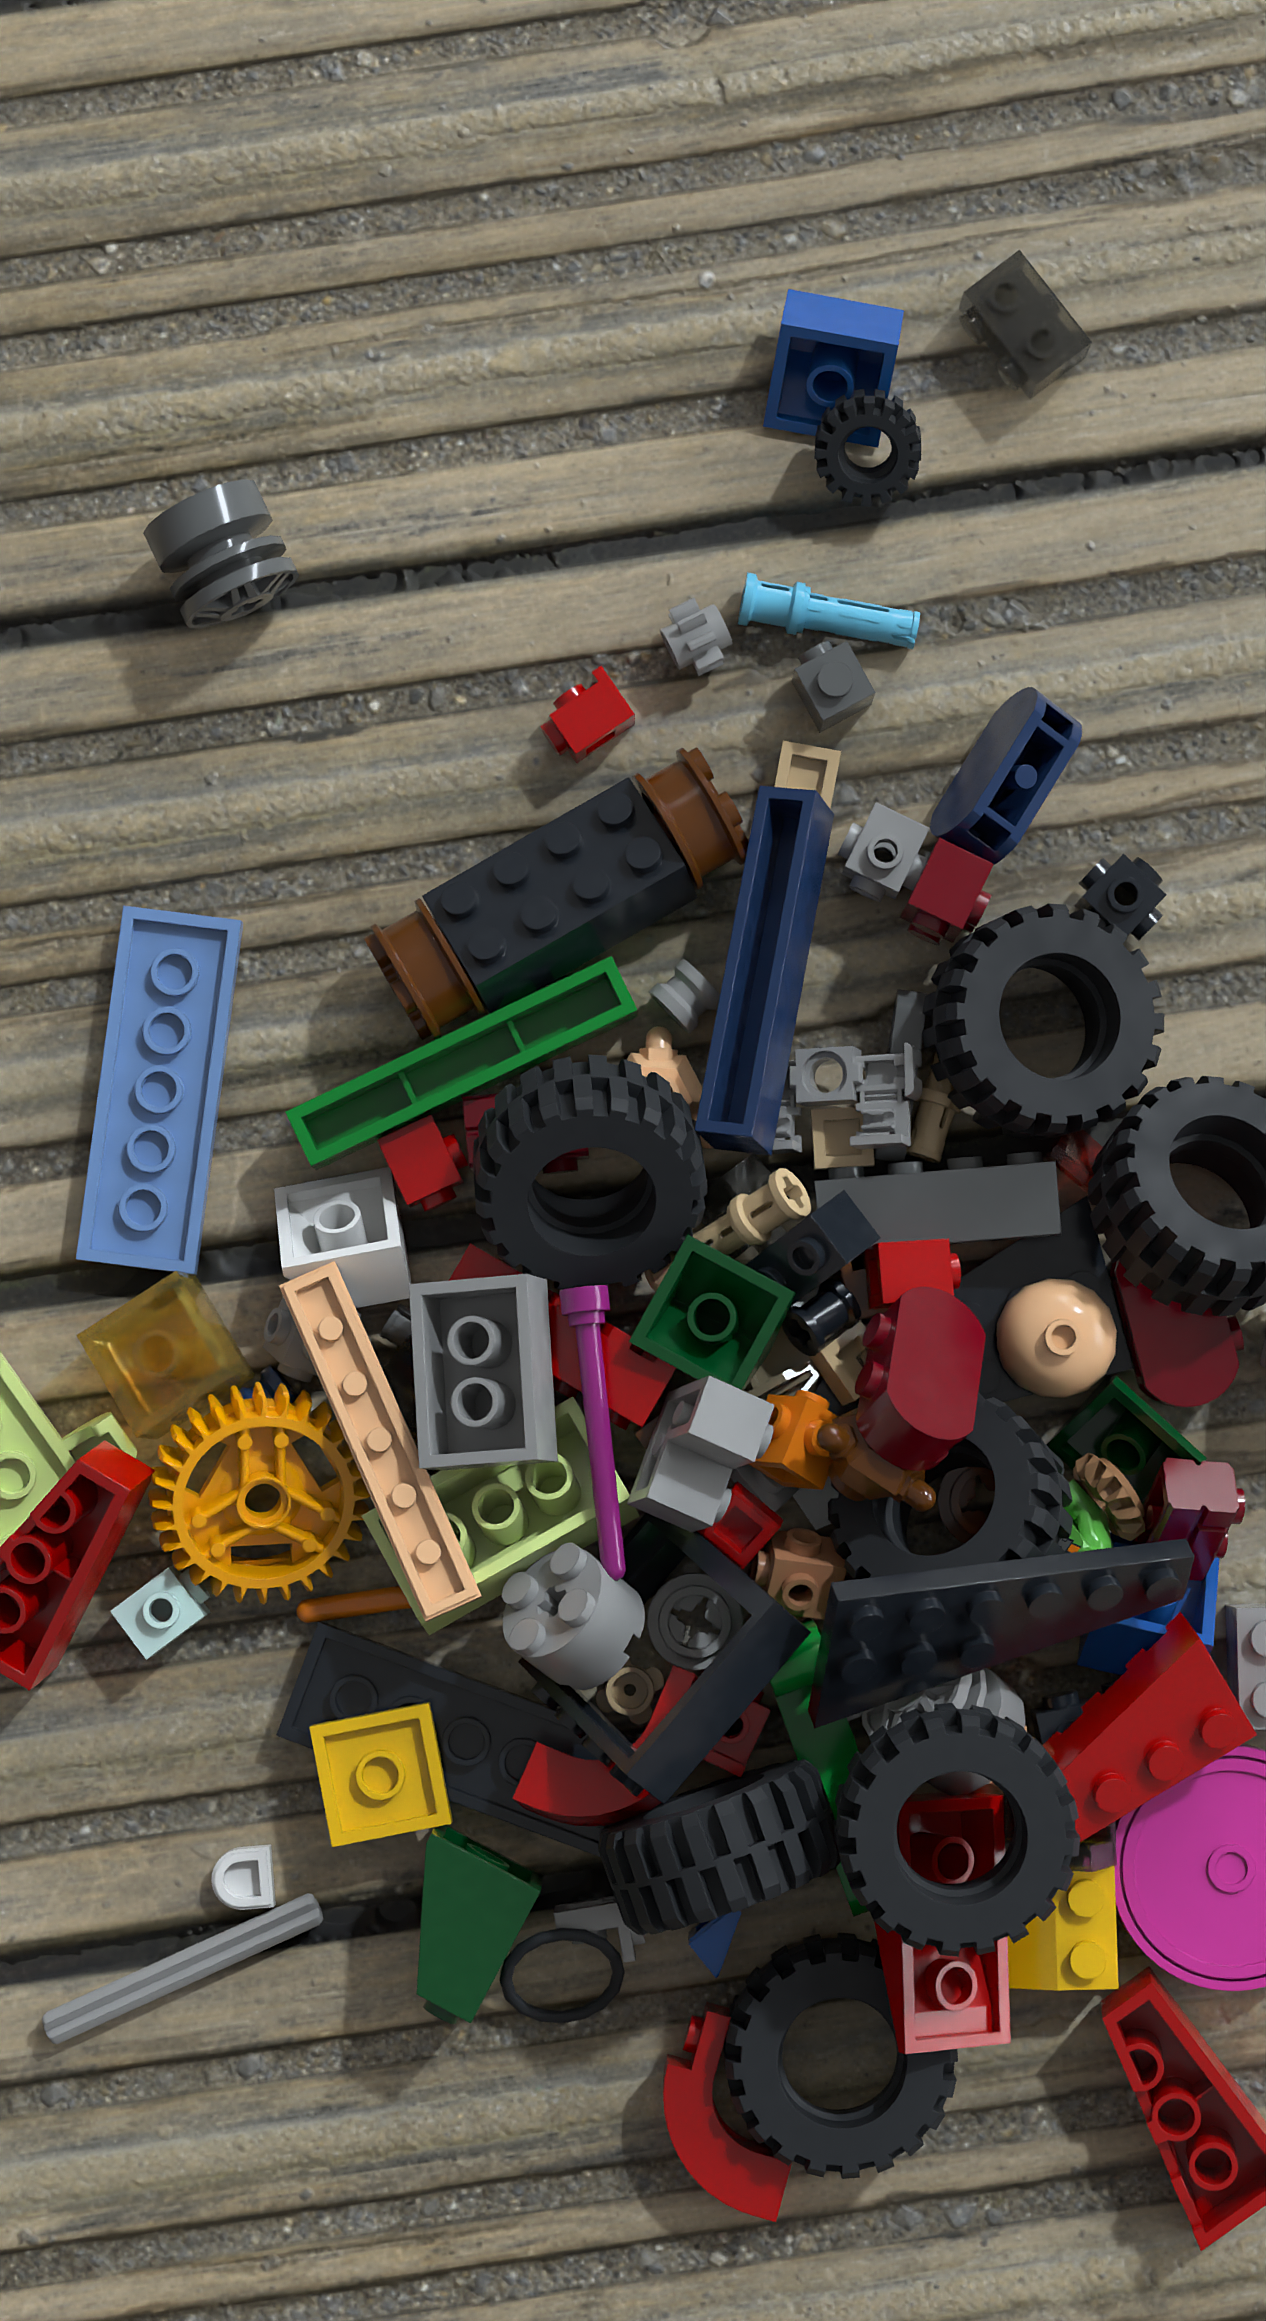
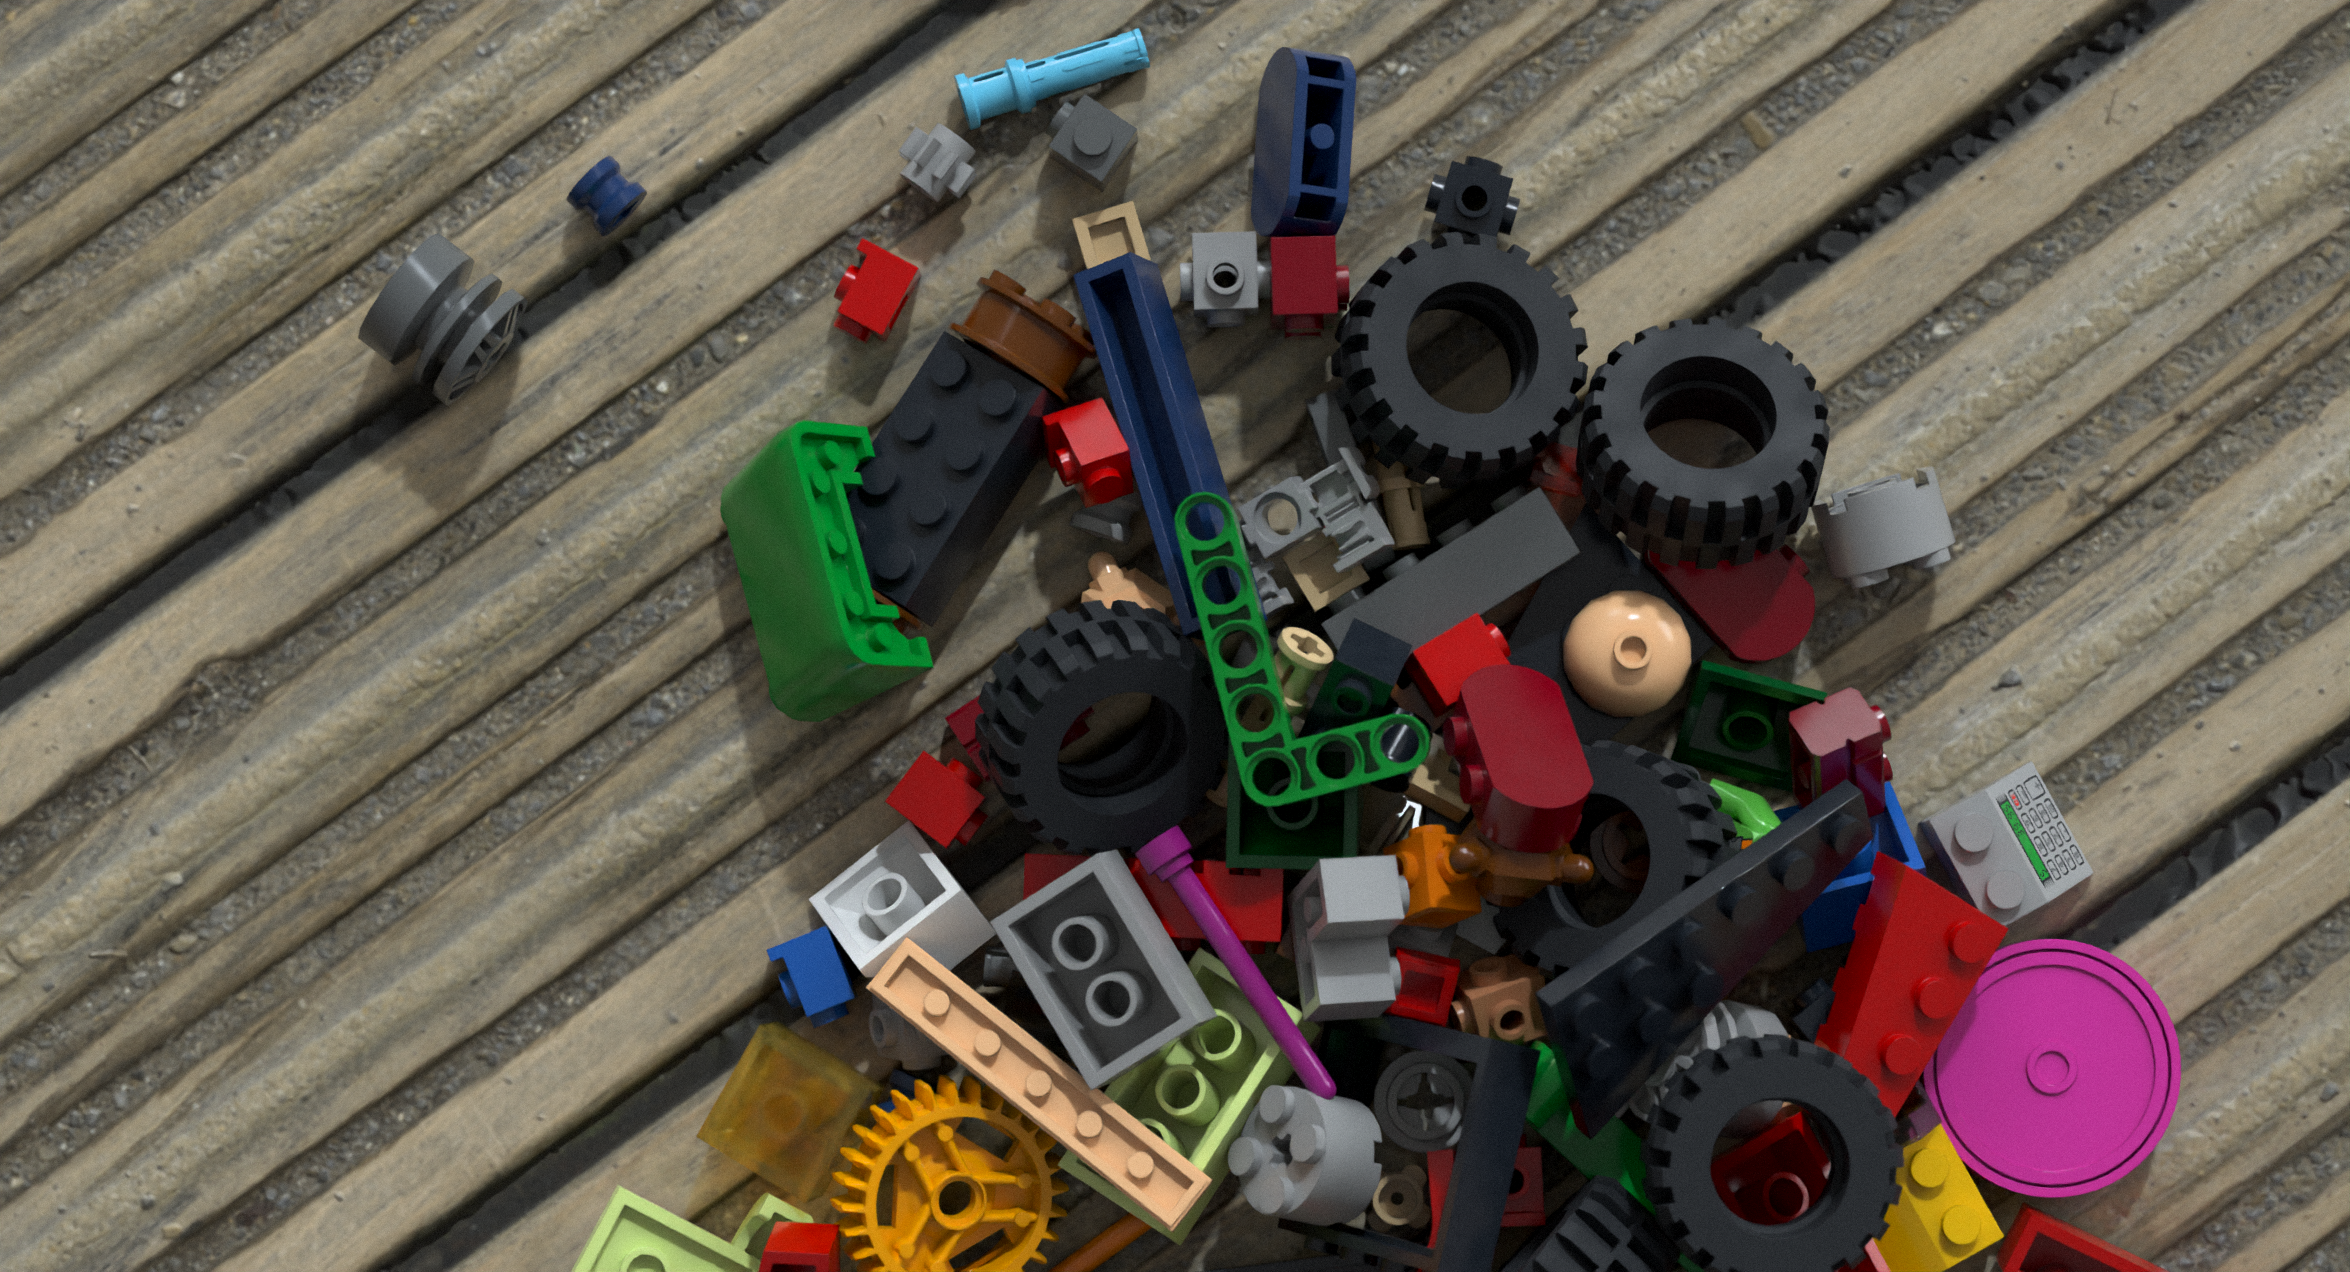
camera: 30 degrees left, 0 degrees up
(159, 1090) = (650, 862): medium blue plate -> none
(245, 1254) = (815, 976): none -> blue brick
(407, 919) = (807, 575): none -> green windscreen
(409, 523) = (606, 195): none -> dark blue wheel
(462, 1063) = (912, 712): green brick -> none
(695, 939) = (1089, 452): none -> red brick
(741, 1200) = (1263, 678): none -> green beam
(1113, 1494) = (1756, 773): medium nougat gear -> none

